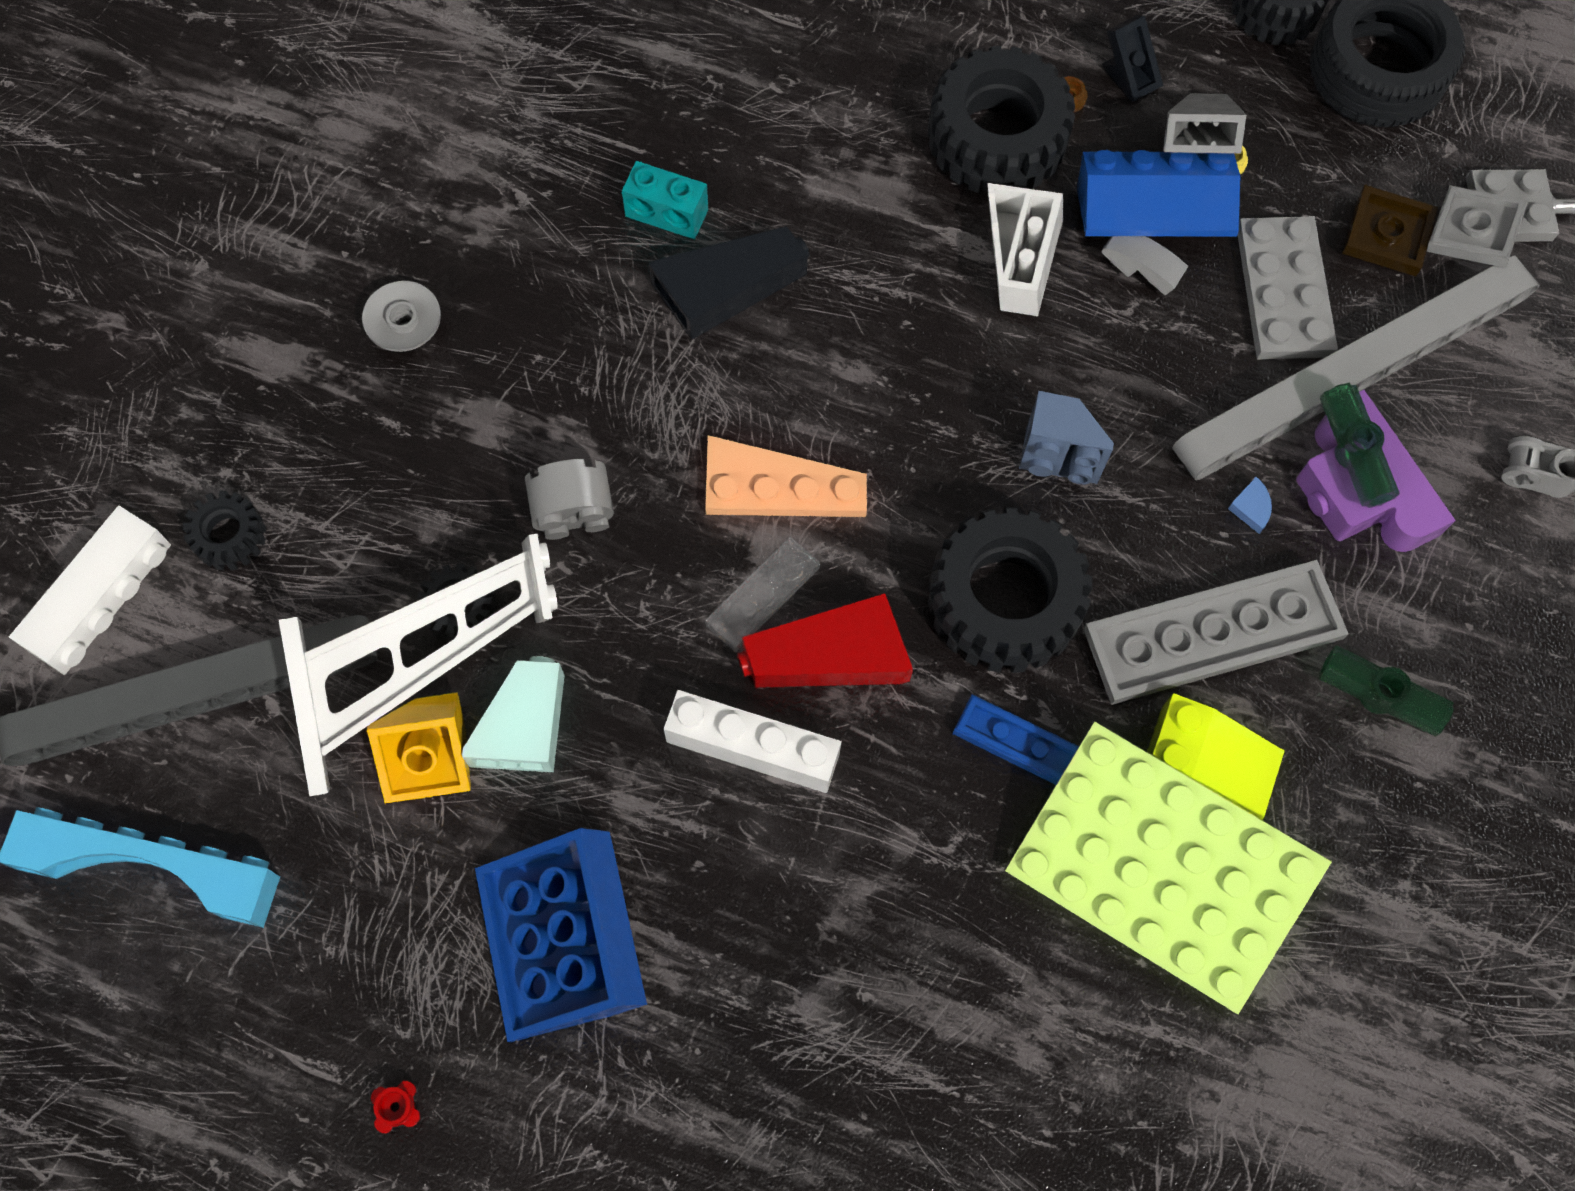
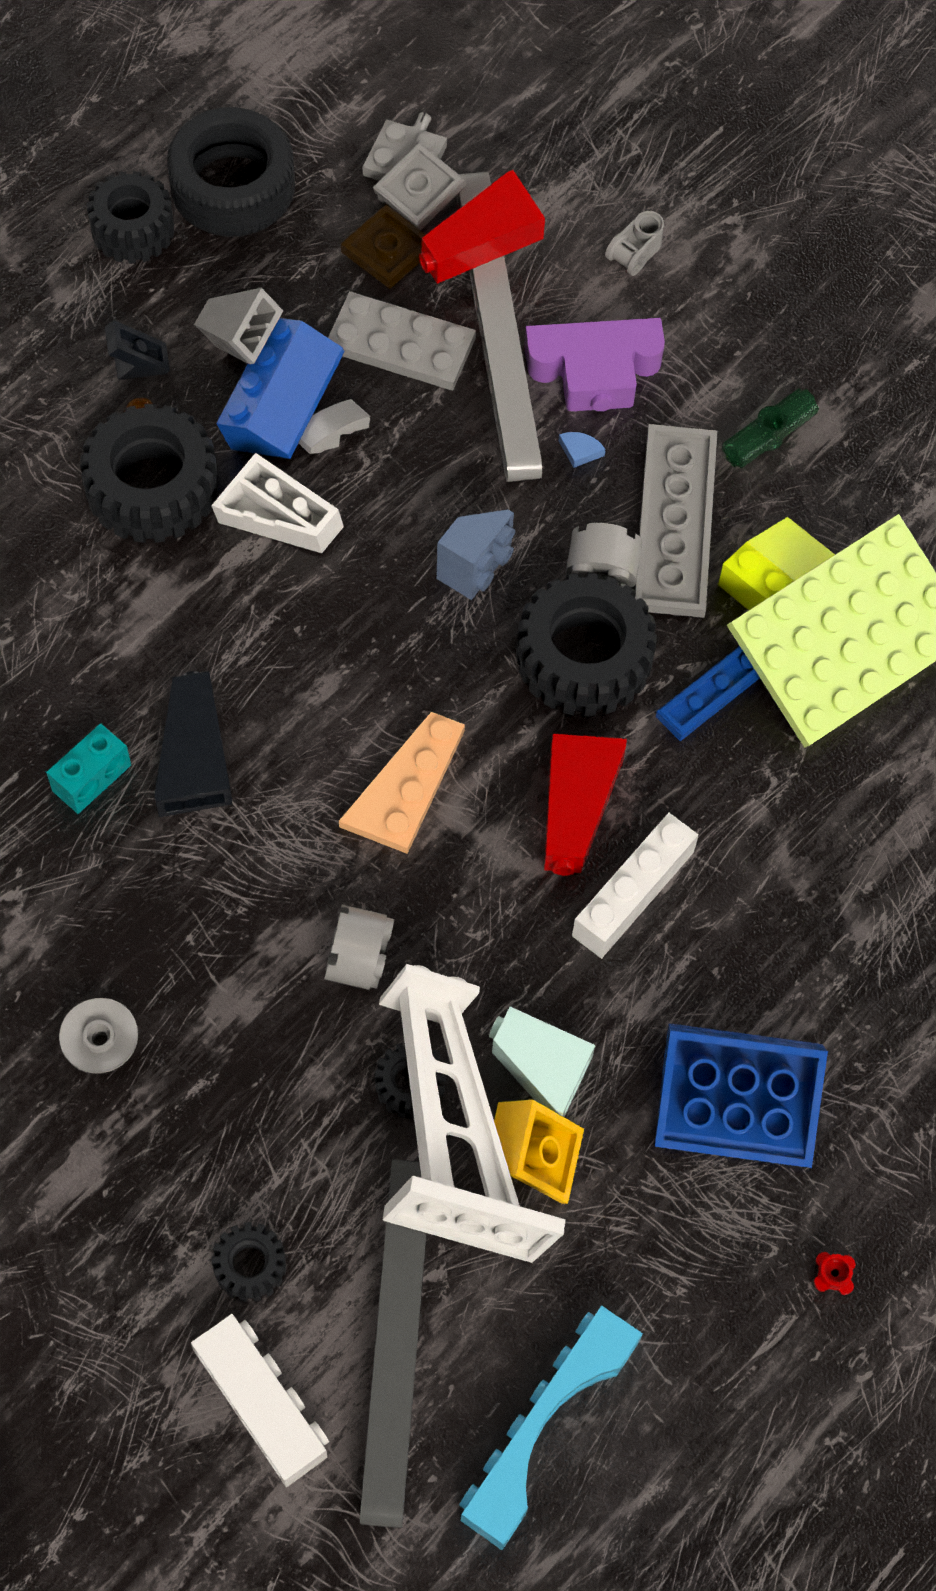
camera: 70 degrees left, 5 degrees down
(762, 593) = (505, 832): clear plate -> none
(1120, 570) = (606, 552): none -> light grey brick
(1365, 466) = (592, 351): clear green piece -> none
(1453, 299) = (483, 229): none -> red slope

